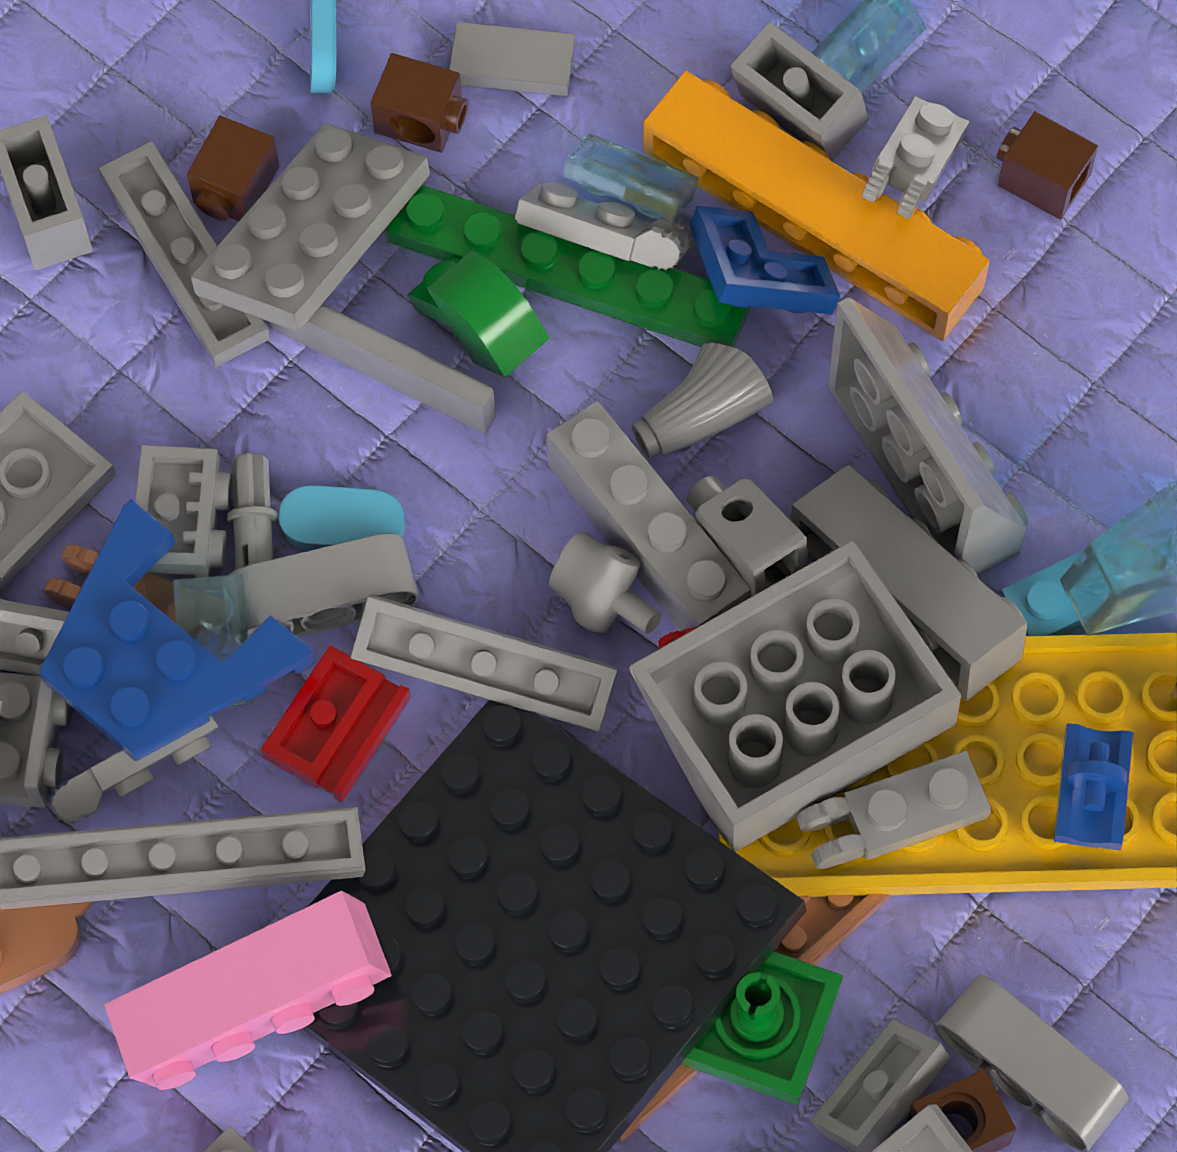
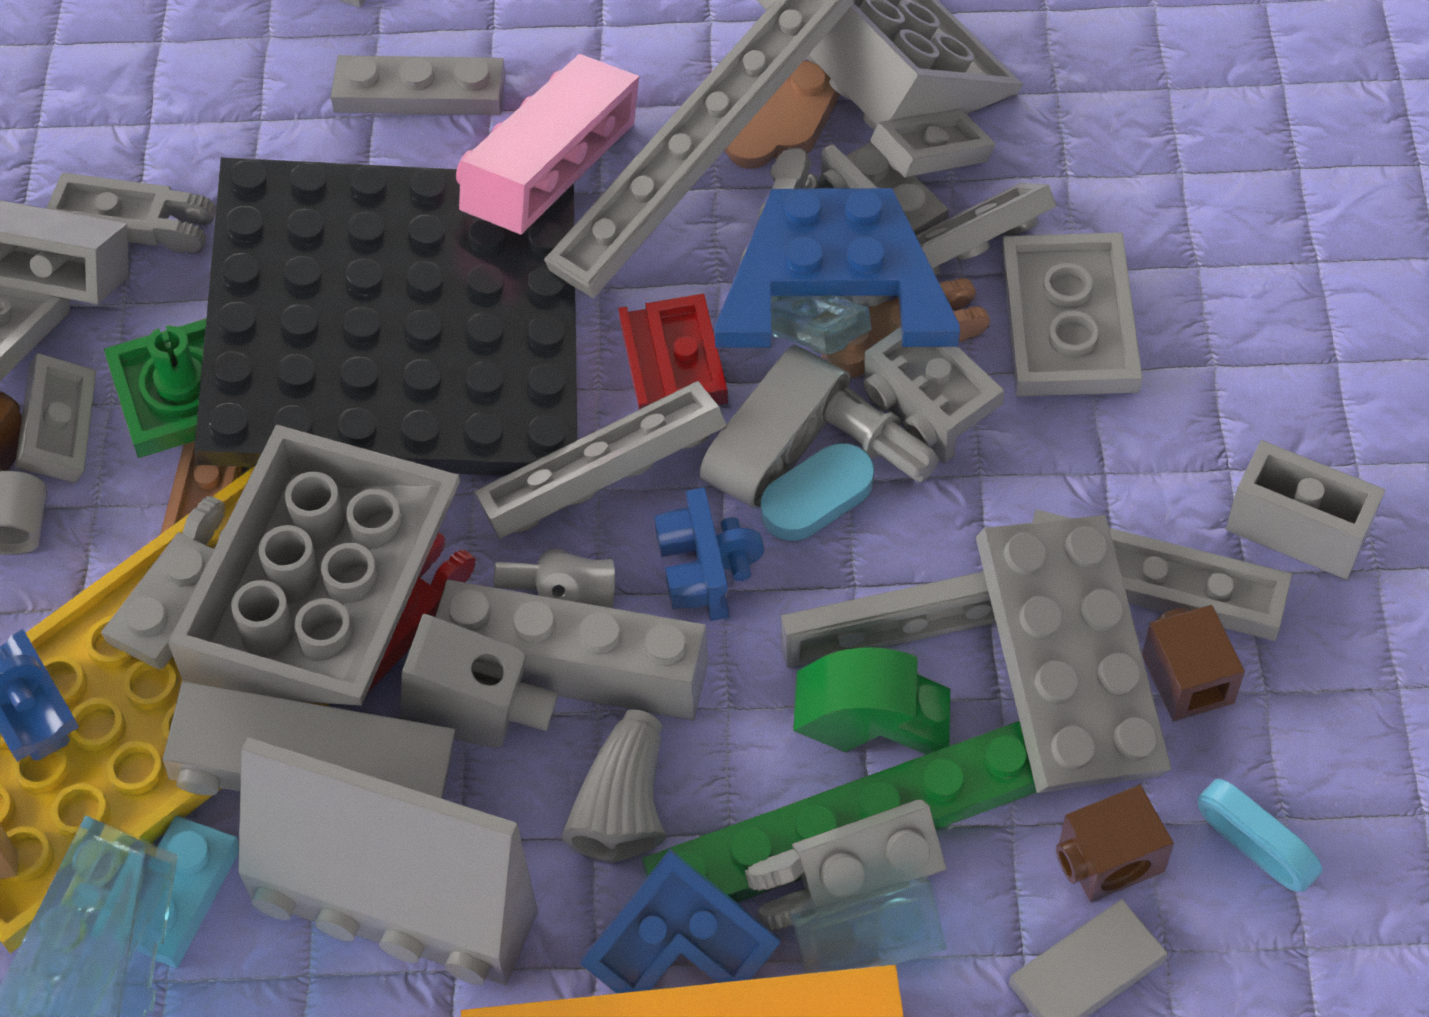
camera: 140 degrees right, 10 degrees down
(468, 548) = (705, 580): none -> blue hips

